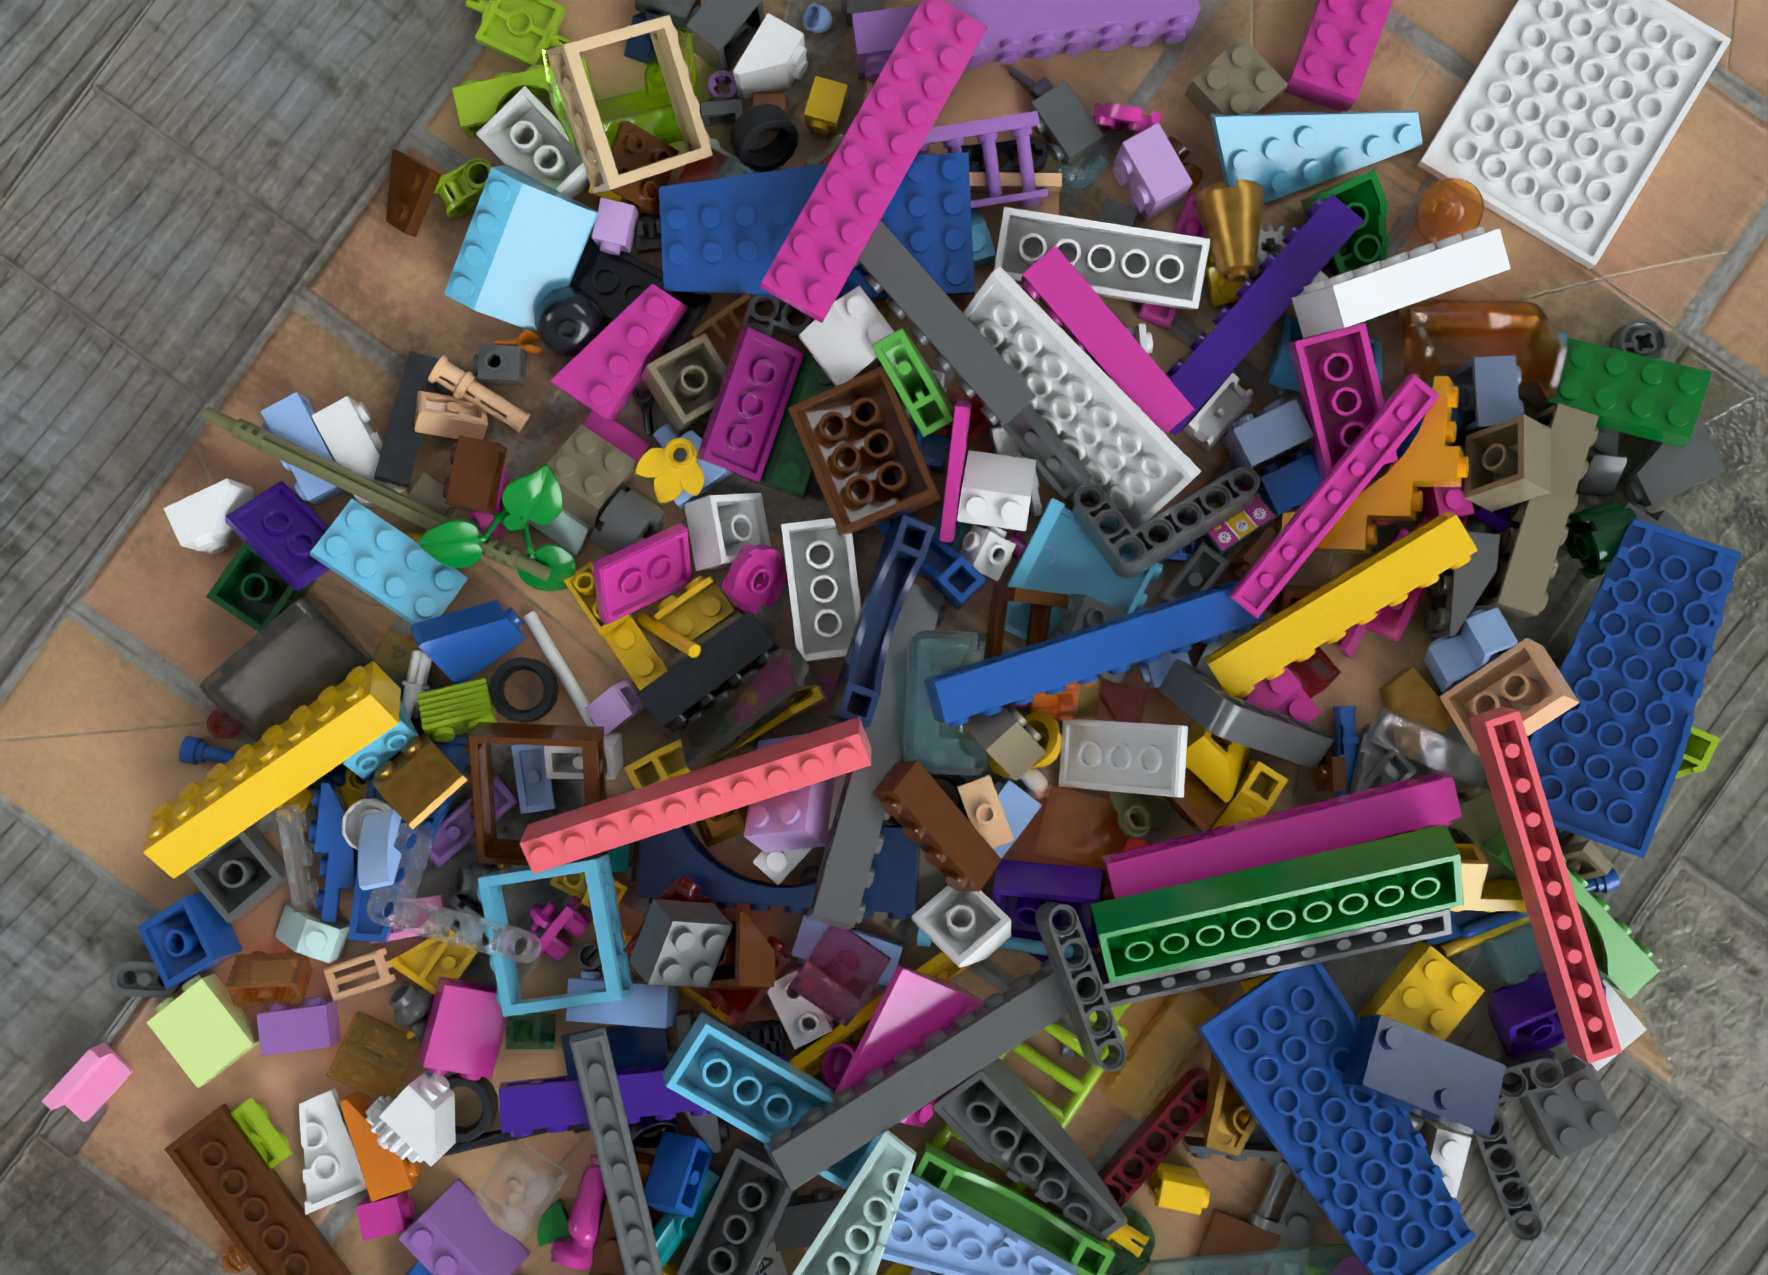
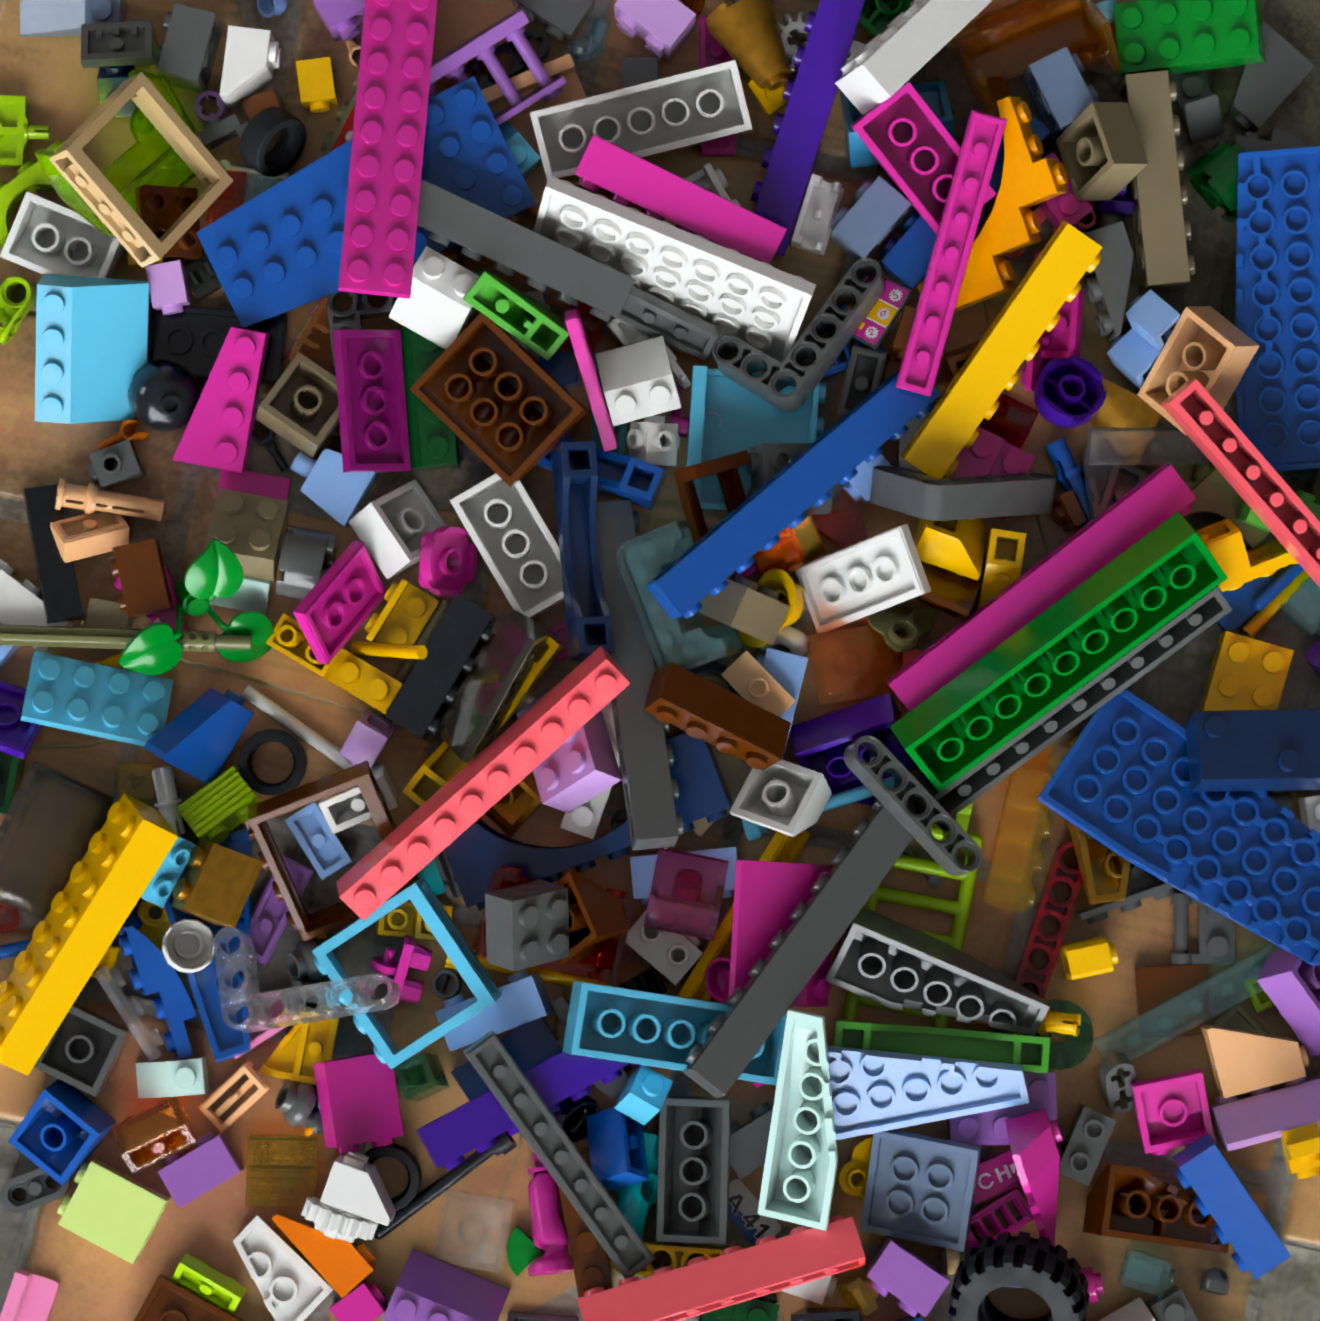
camera: 20 degrees left, 0 degrees up
(376, 854) = (209, 961): light blue slope -> none
(671, 475) = (325, 499): yellow plate -> none
(720, 1142) = (643, 1094): none -> medium azure brick
(1379, 668) = (1069, 392): none -> dark purple cylinder

